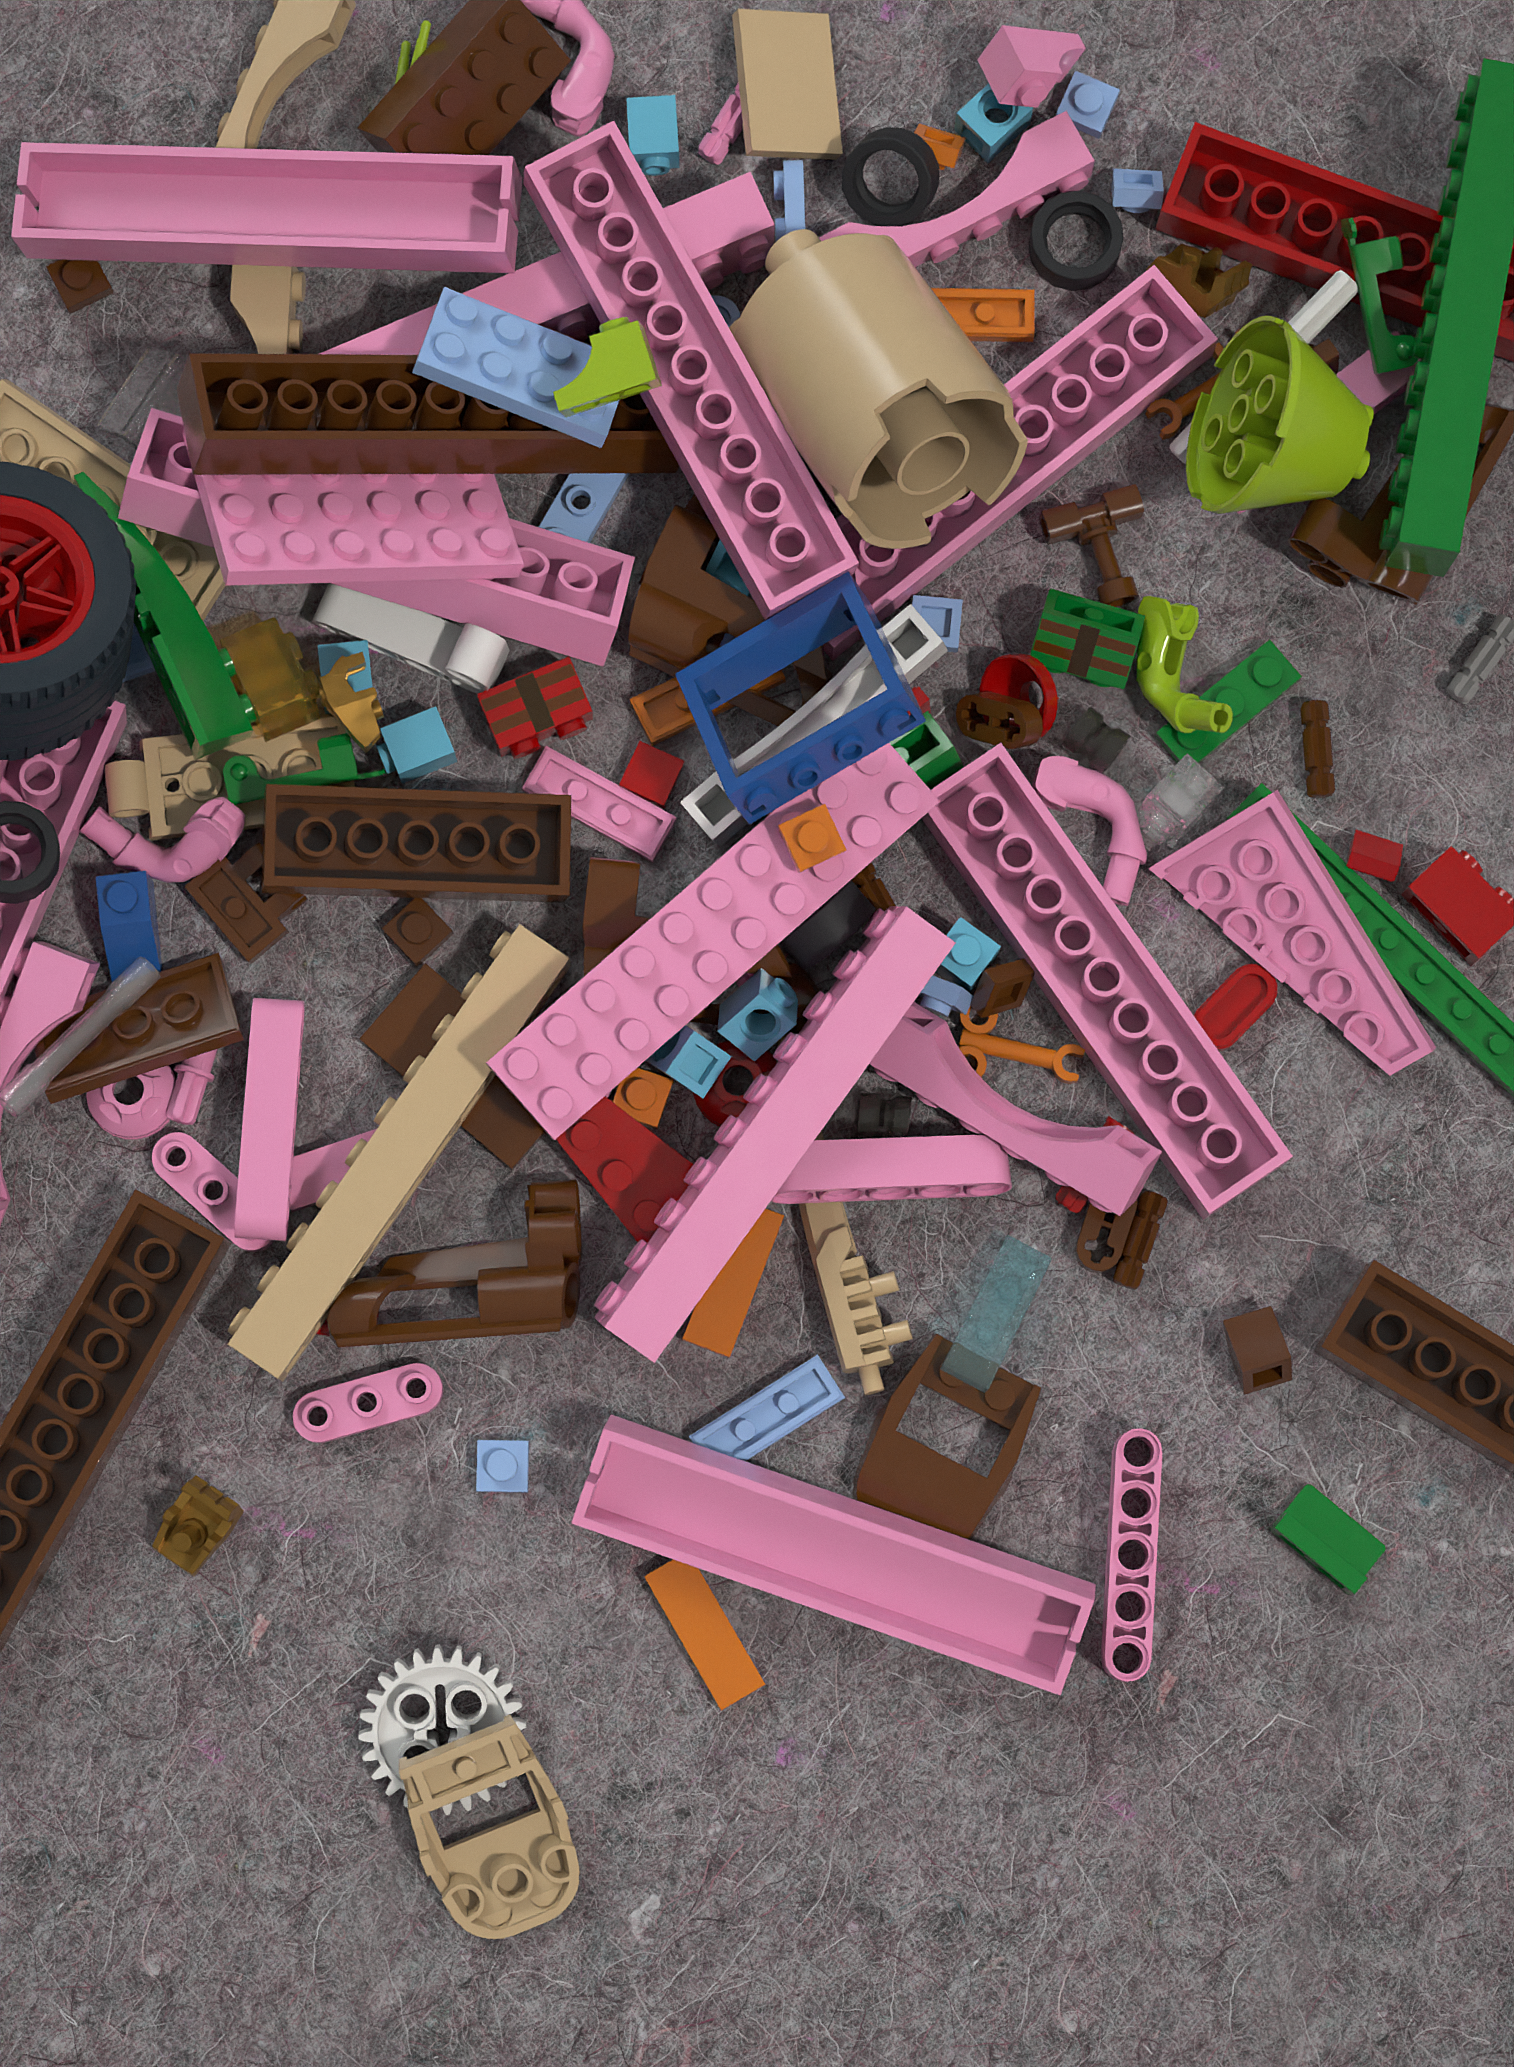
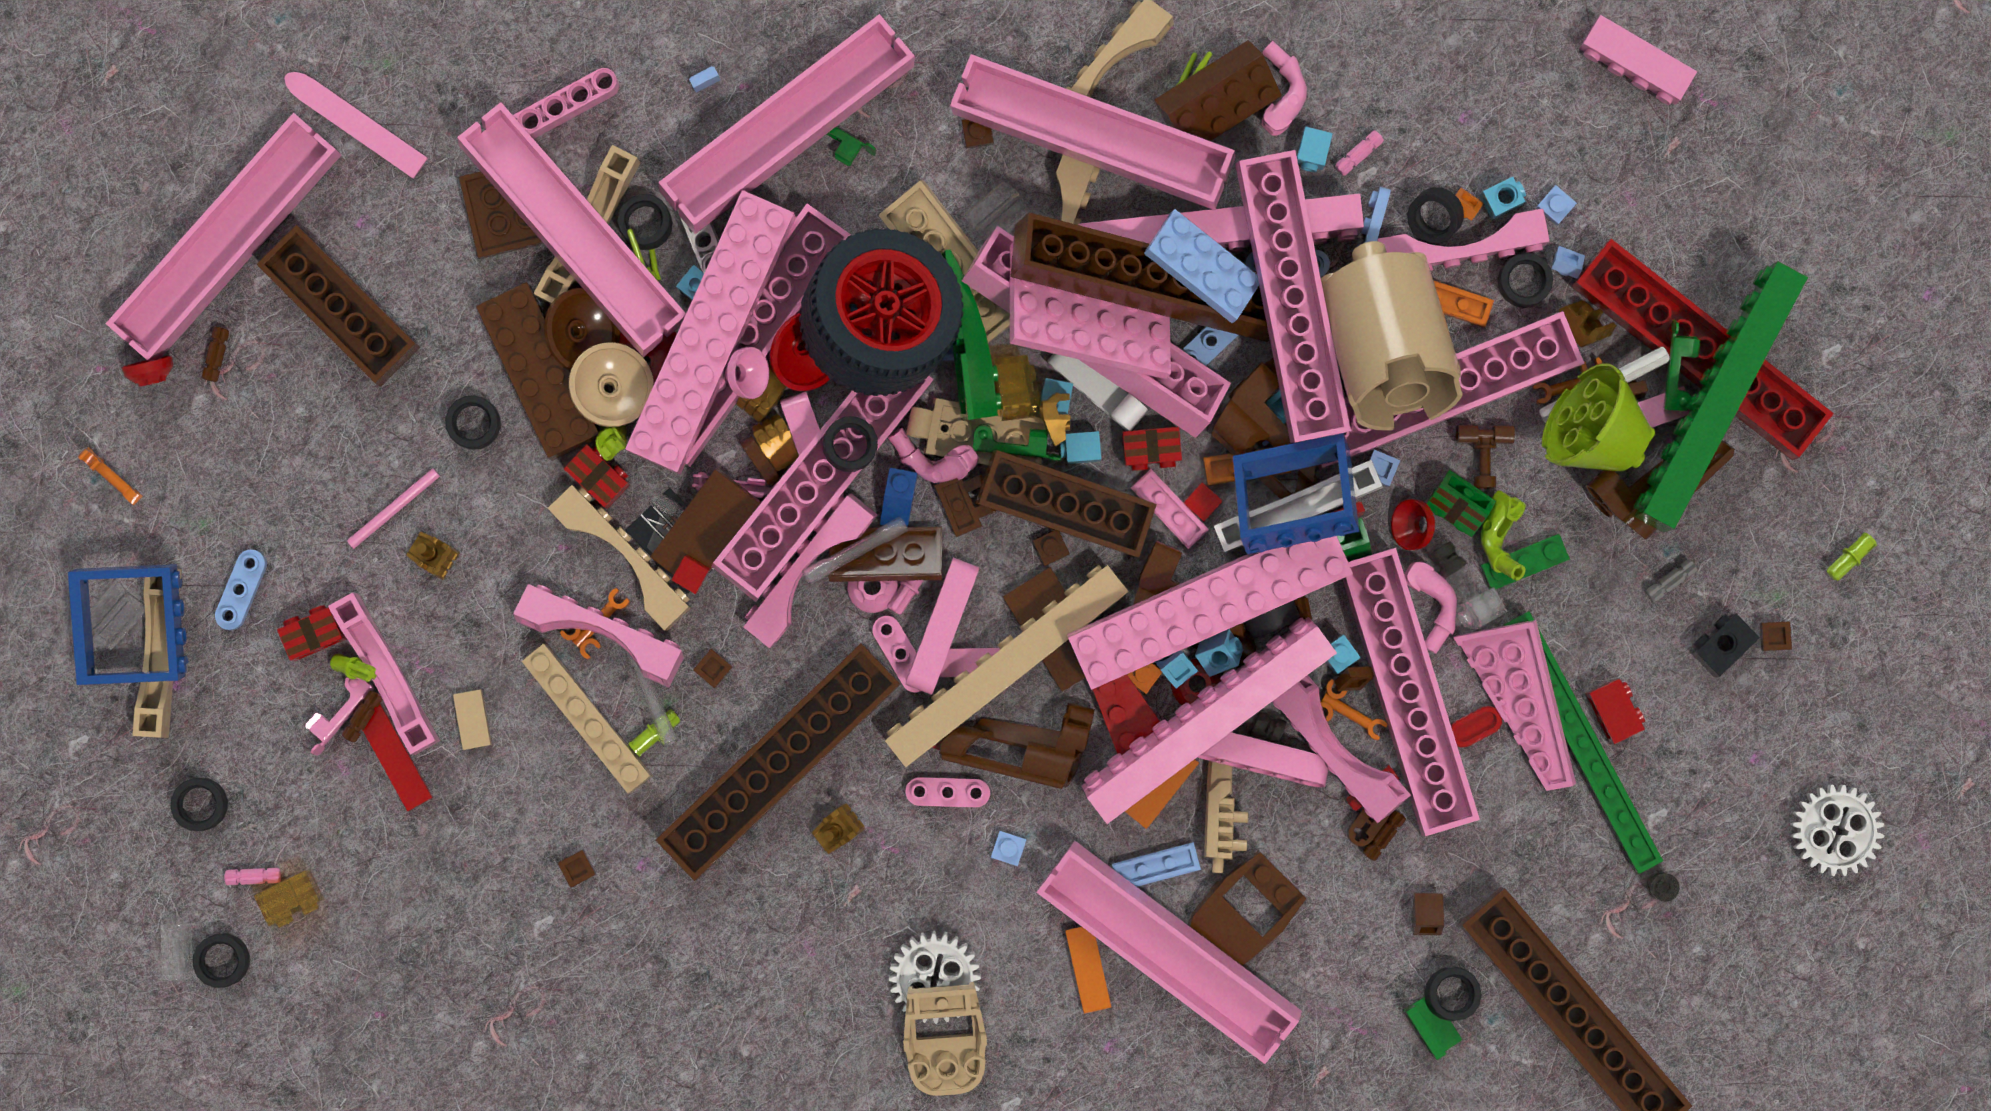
camera: 20 degrees right, 5 degrees up
(616, 369) = (1255, 287): lime arch -> none
(787, 84) = (1395, 144): tan tile -> none
(811, 838) = (1278, 573): orange plate -> none
(943, 996) = (1323, 674): light blue plate -> none
(996, 1313) = (1295, 851): clear light blue tile -> none
(1000, 710) = (1396, 538): reddish brown beam -> none
(1028, 63) = (1530, 177): bright pink arch -> none
(1144, 1532) = (1326, 1016): bright pink beam -> none
(1317, 749) = (1565, 601): reddish brown axle -> none
(1370, 1444) = (1473, 988): none -> black tyre
(1374, 855) = (1577, 669): red tile -> none

